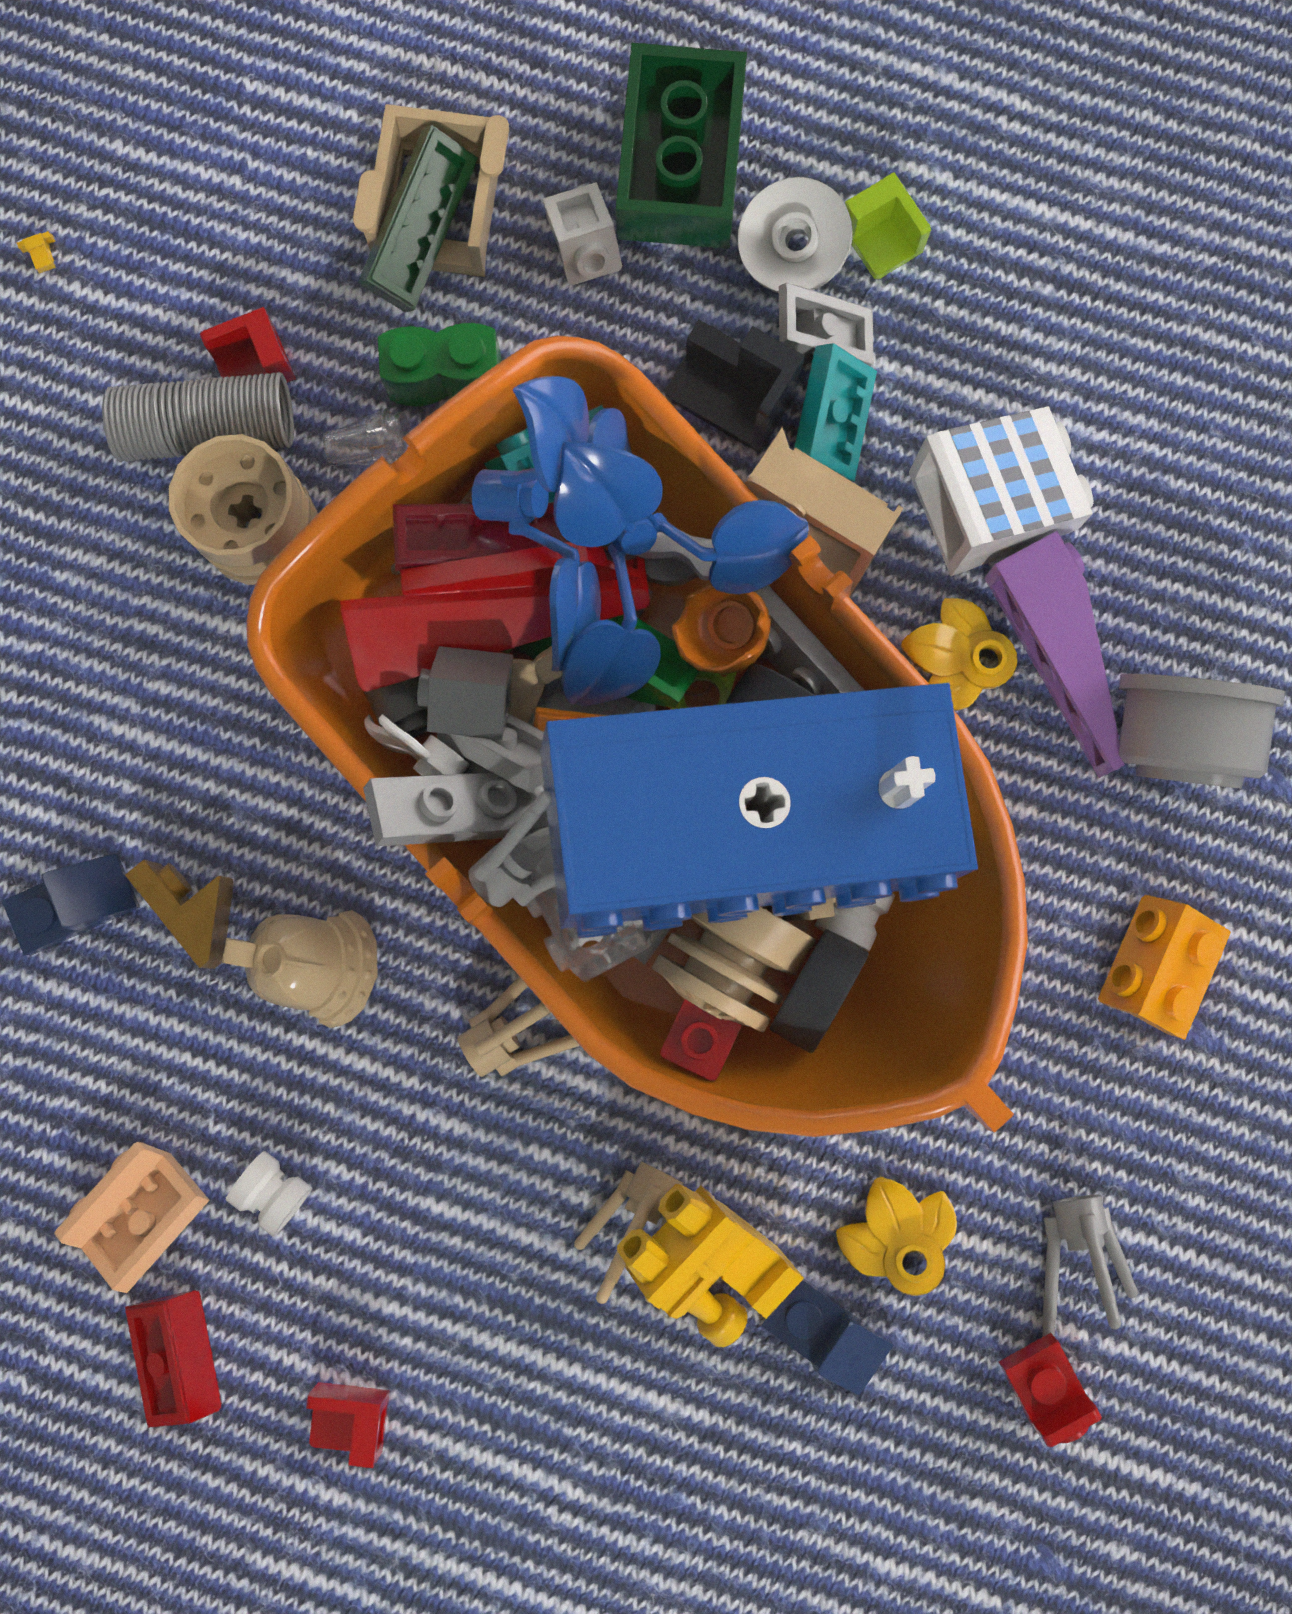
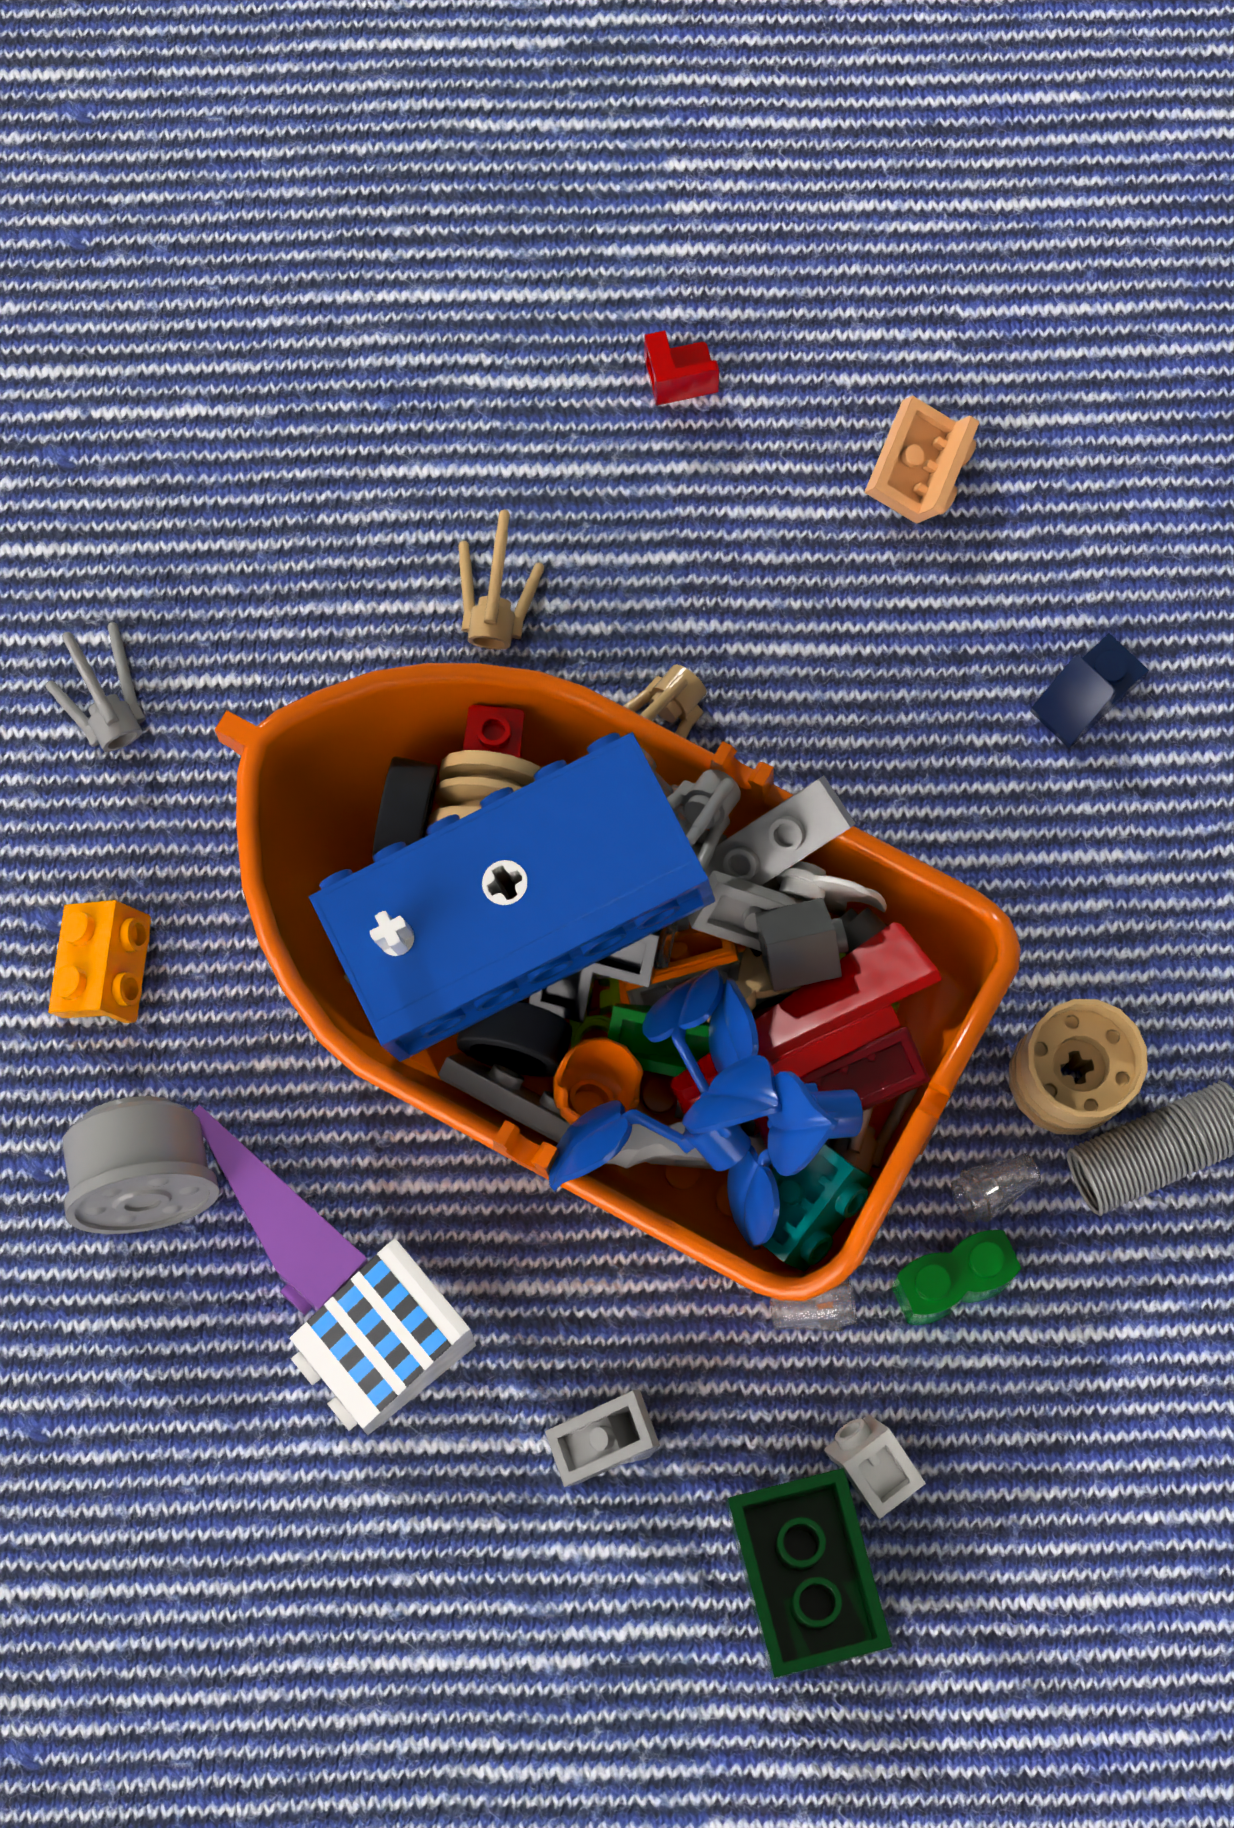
camera: 160 degrees right, 10 degrees down
(173, 1359) = (844, 368): red slope -> none
(196, 922) = (974, 705): pearl gold slope -> none
(247, 346) = (1140, 1230): red panel -> none
(264, 1190) = (816, 514): white wheel -> none
(310, 964) = (860, 708): tan helmet -> none
(399, 134) = (1082, 1417): tan piece -> none
(418, 219) = (1033, 1409): plate -> none
(697, 1248) = (438, 585): yellow hips -> none
(736, 384) = (671, 1357): black panel -> none
(791, 209) = (679, 1505): white dish -> none
(829, 1337) = (304, 565): dark blue slope -> none
(836, 409) = (564, 1351): teal bracket -> none
(839, 513) = (549, 1239): tan piece -> none
(886, 226) = (580, 1573): lime panel -> none
(896, 1228) = (271, 667): yellow plate -> none
(952, 651) = (380, 1174): yellow plate -> none
(1050, 1391) = (100, 580): red bracket -> none

